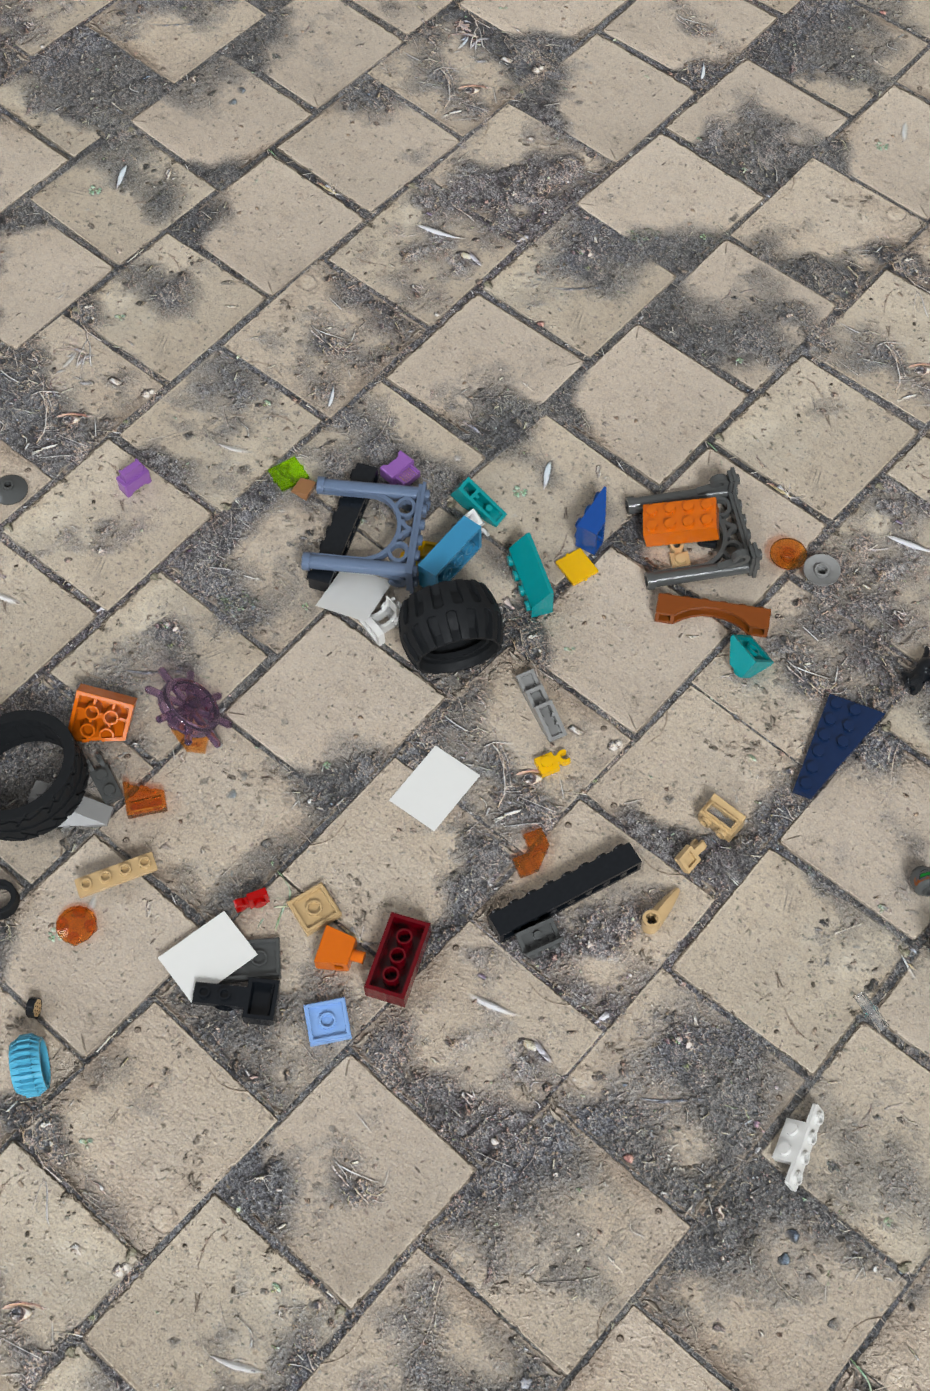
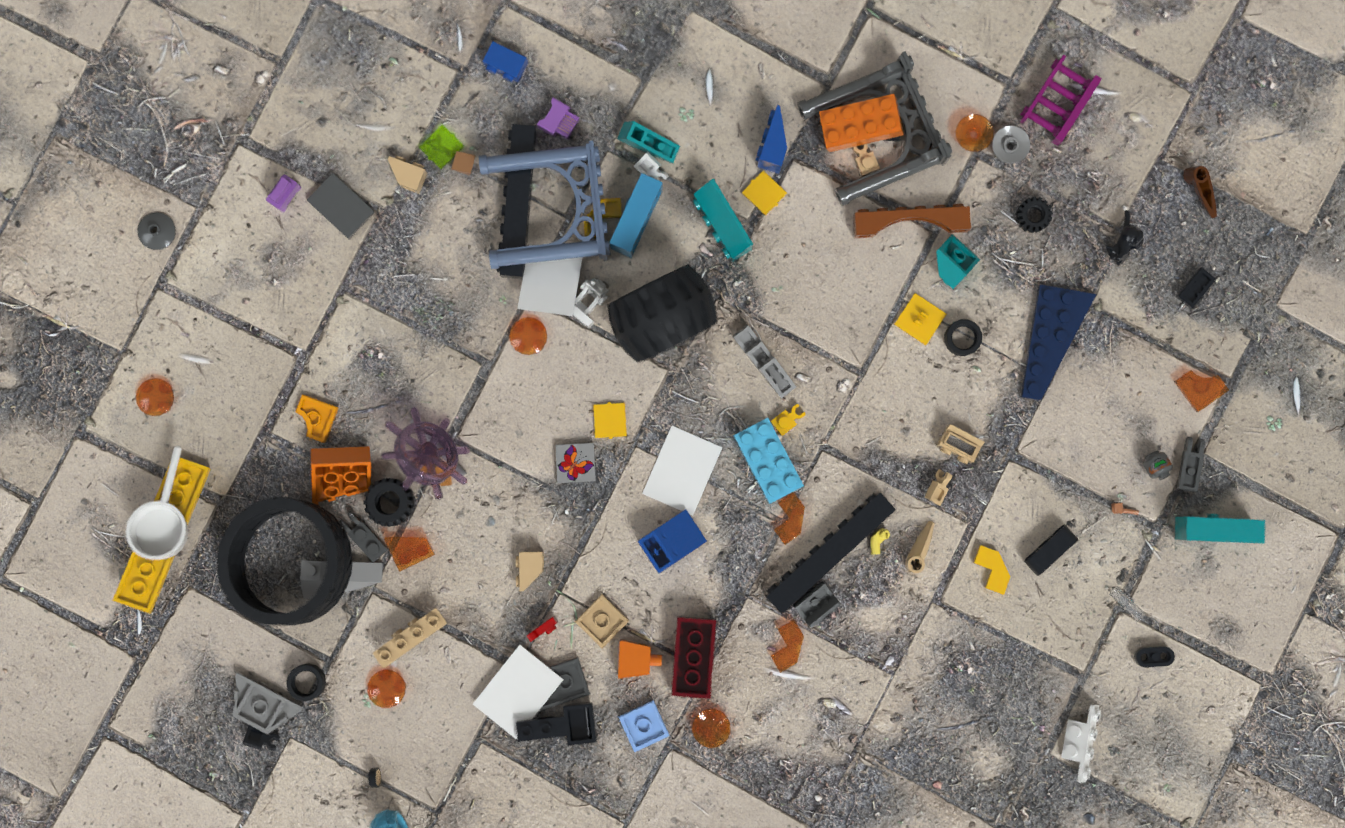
camera: 15 degrees left, 25 degrees up
(98, 666) = (318, 417): none -> light orange tile
(136, 737) = (373, 507): none -> black tyre
(181, 501) = (340, 206): none -> dark grey tile
(252, 488) = (408, 175): none -> tan slope
(257, 841) = (530, 567): none -> tan slope
(319, 639) = (528, 336): none -> clear orange dish
(331, 757) = (575, 463): none -> tile
(366, 418) = (504, 62): none -> blue brick
(376, 728) = (610, 420): none -> yellow piece
(397, 1039) = (711, 728): none -> clear orange dish
(405, 846) = (672, 541): none -> blue slope
(498, 984) = (789, 654): none -> clear orange tile
(522, 792) = (768, 460): none -> medium azure brick
(617, 891) = (877, 538): none -> light yellow arm
(704, 702) = (920, 319): none -> yellow piece
(734, 939) = (999, 575): none -> yellow tile
(746, 711) = (963, 323): none -> black tyre
(797, 939) = (1051, 550): none -> black beam
(834, 642) = (1045, 212): none -> black tyre
(876, 917) = (1117, 508): none -> nougat hand
(882, 559) = (1079, 101): none -> magenta fence
(892, 1072) = (1153, 656): none -> black plate

